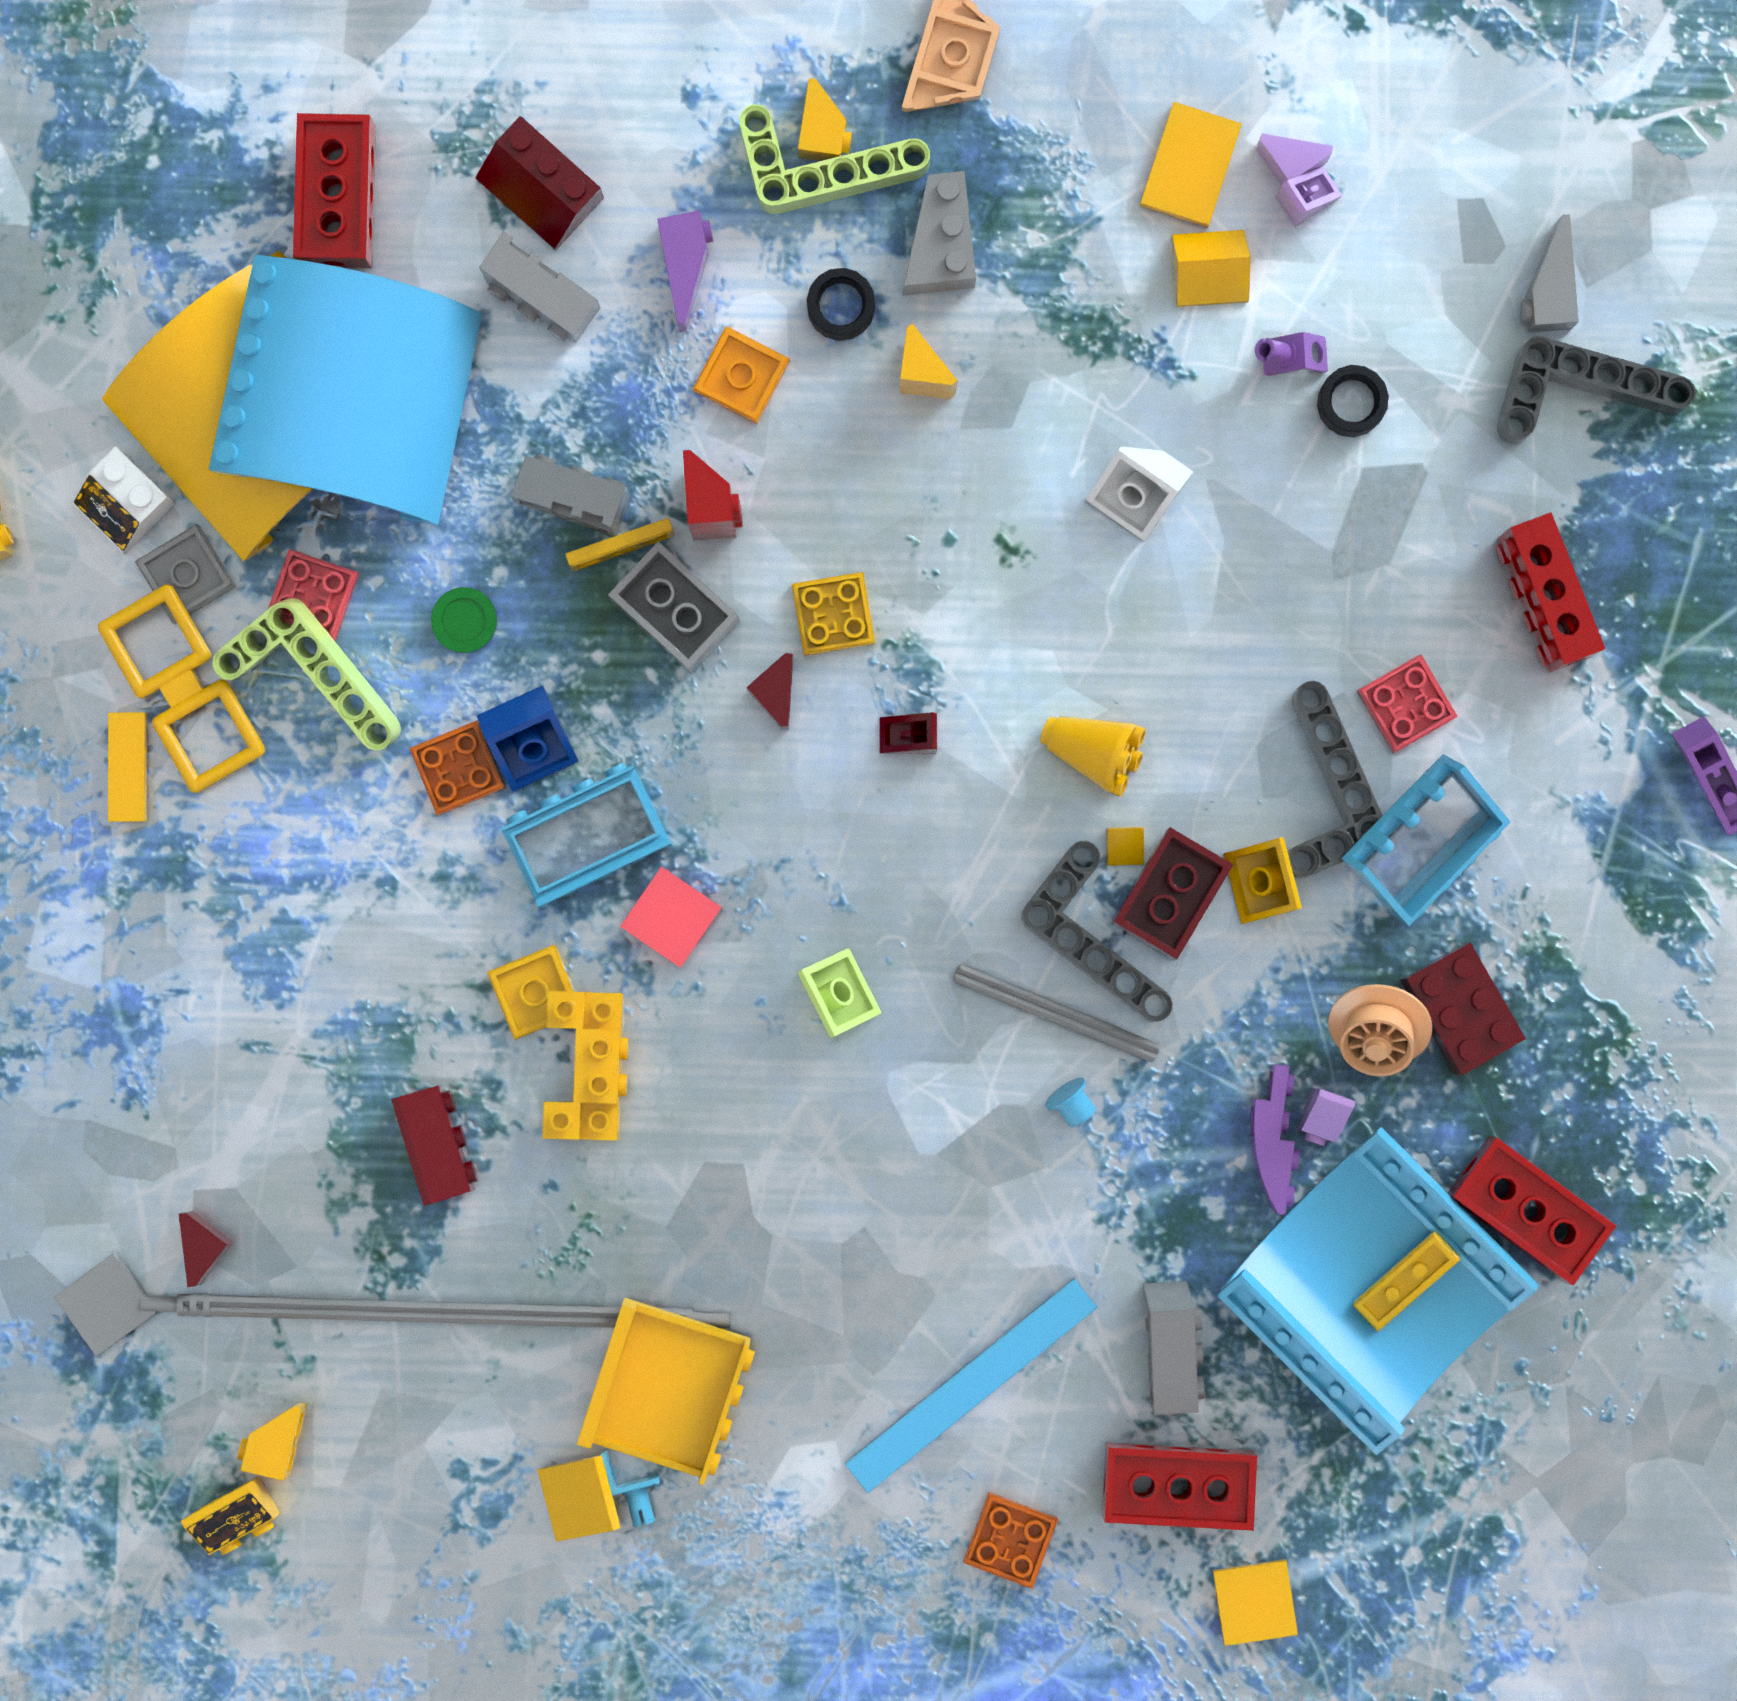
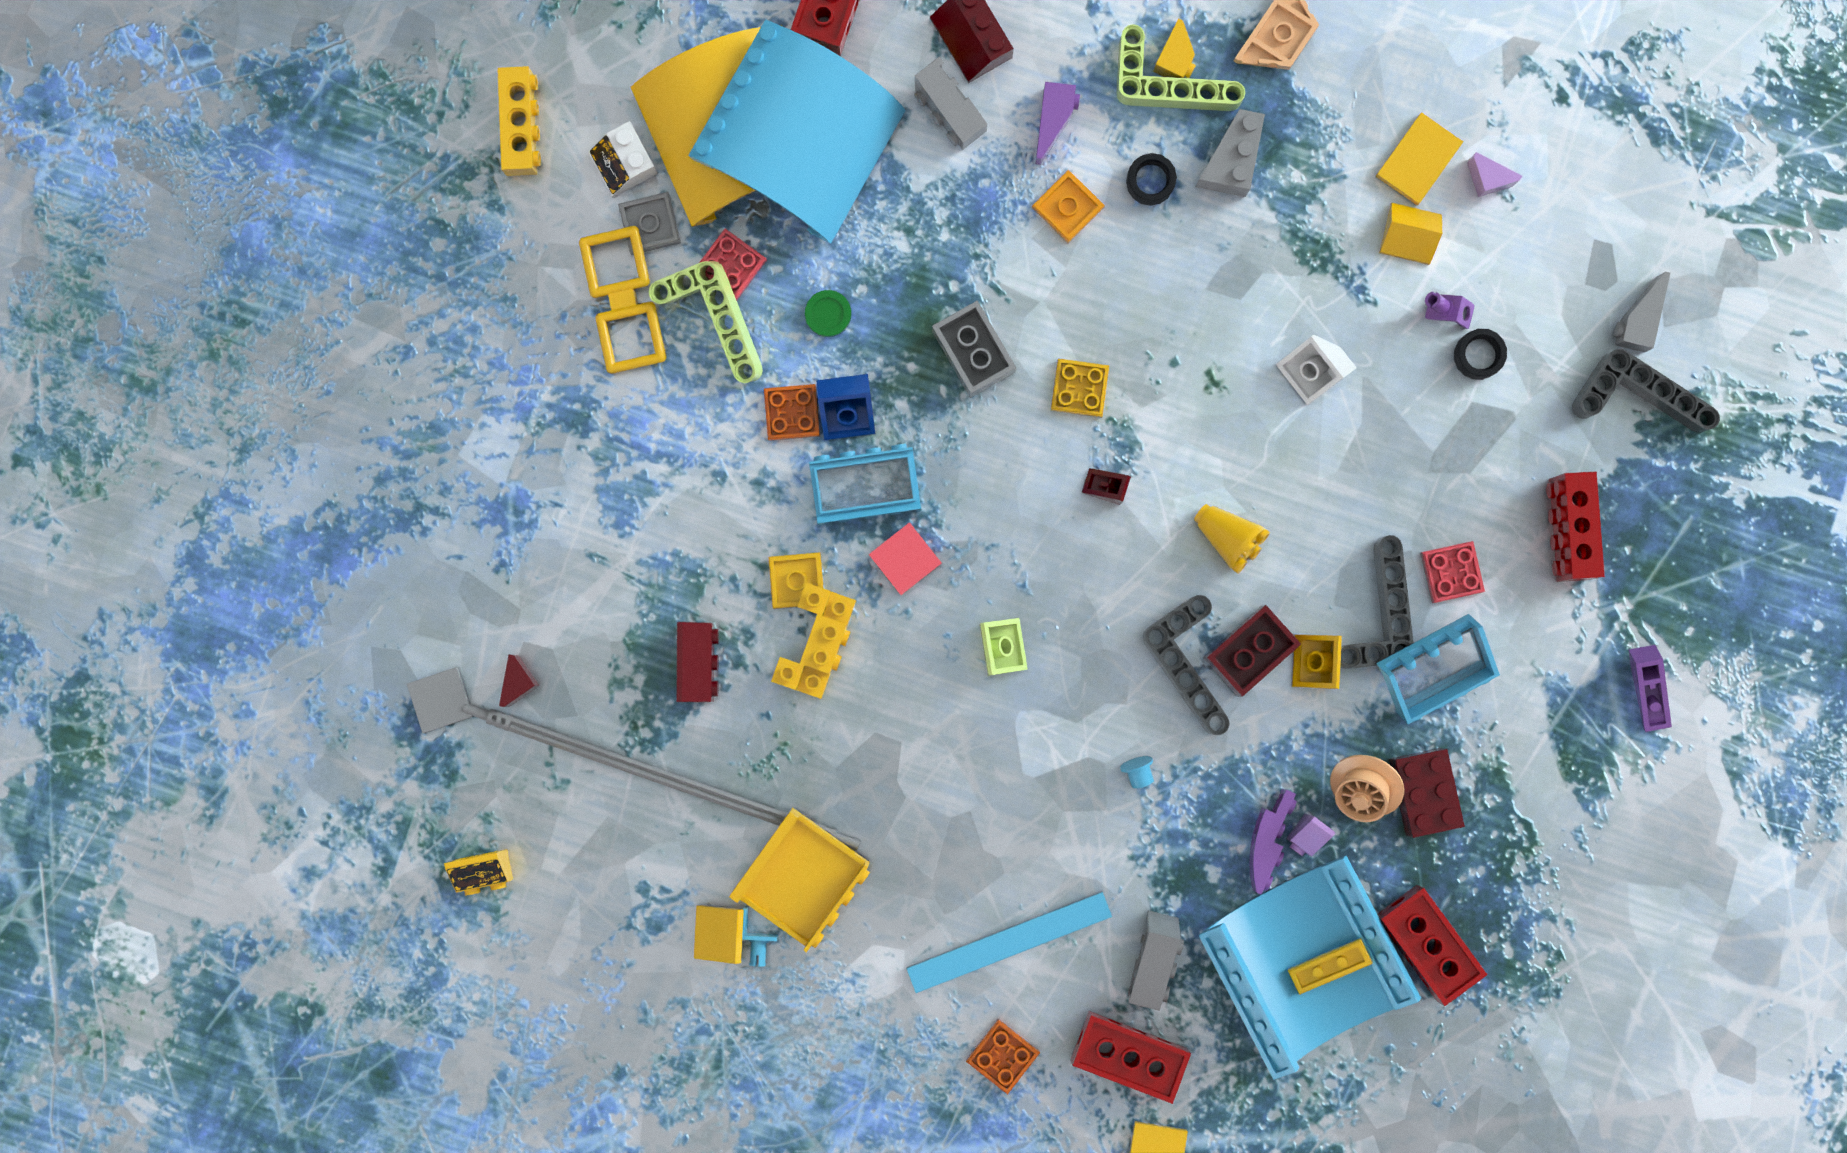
camera: 20 degrees right, 0 degrees up
(127, 767) = (569, 341): yellow tile -> none
(273, 1446) = (523, 831): yellow slope -> none
(571, 494) = (928, 251): light grey wedge -> none
(620, 544) = (950, 295): yellow tile -> none
(709, 501) = (1022, 284): red slope -> none
(773, 690) = (1023, 427): dark red slope -> none
(923, 370) = (1194, 240): yellow slope -> none
(1056, 1013) = (1147, 707): light grey axle -> none
(1125, 846) = (1229, 608): yellow slope -> none
(1307, 195) = (1492, 204): lavender slope -> none

